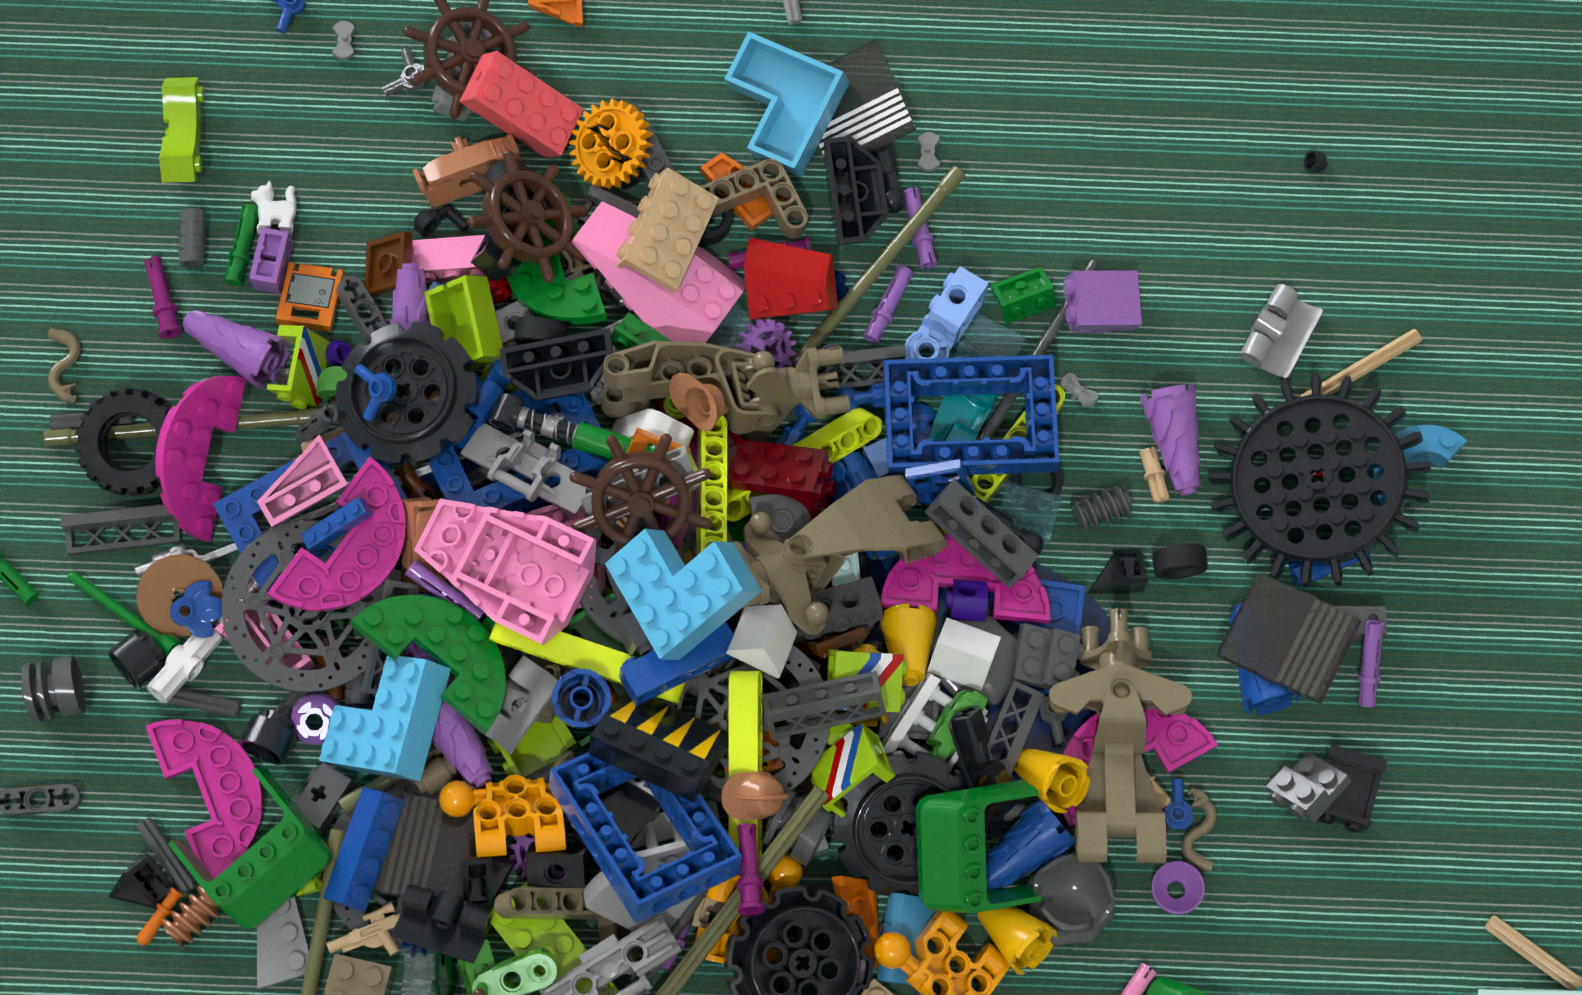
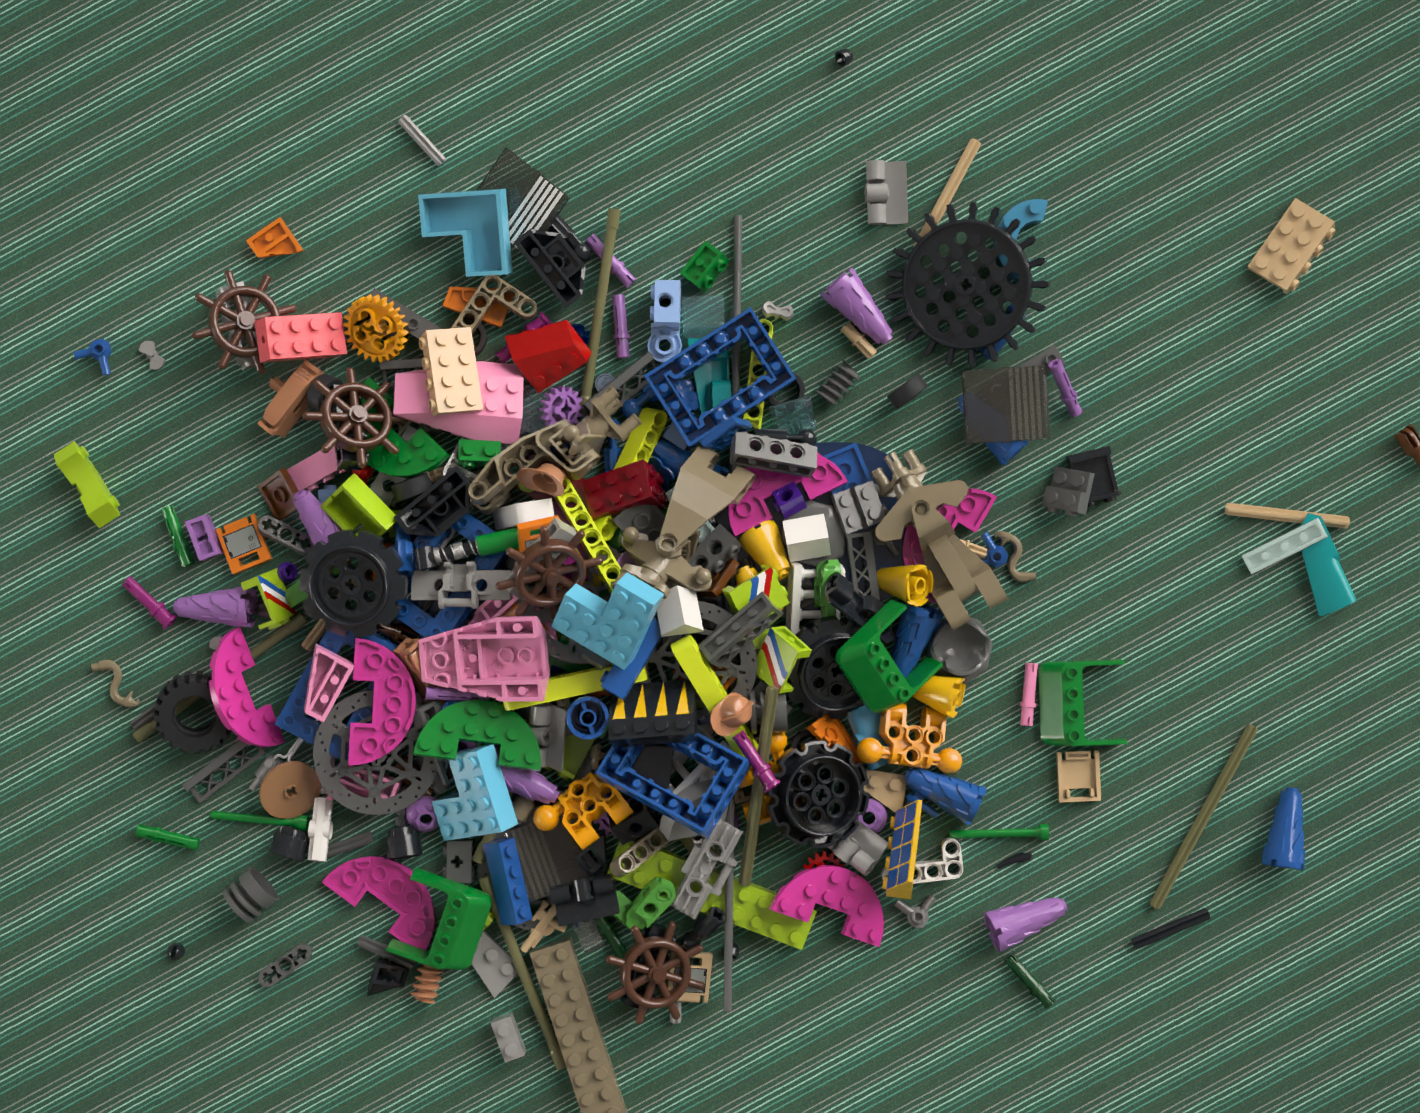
camera: 30 degrees left, 15 degrees up
(154, 923) = (406, 991): orange piece -> none
(192, 237) = (142, 551): dark grey axle -> none
(202, 608) = (310, 790): blue plate -> none
(275, 212) = (182, 503): white animal -> none
(318, 422) = (305, 631): dark grey pin -> none
(337, 524) = (363, 694): blue piece -> none
(381, 389) = (337, 595): blue piece -> none
(404, 82) = (212, 354): dark grey piece -> none
(428, 221) = (288, 447): black plate -> none
(928, 142) = (580, 196): light grey piece -> none
(1102, 301) = (759, 243): medium lavender brick -> none
(1122, 574) = (873, 418): black slope -> none
(1188, 877) = (1033, 603): medium lavender piece -> none

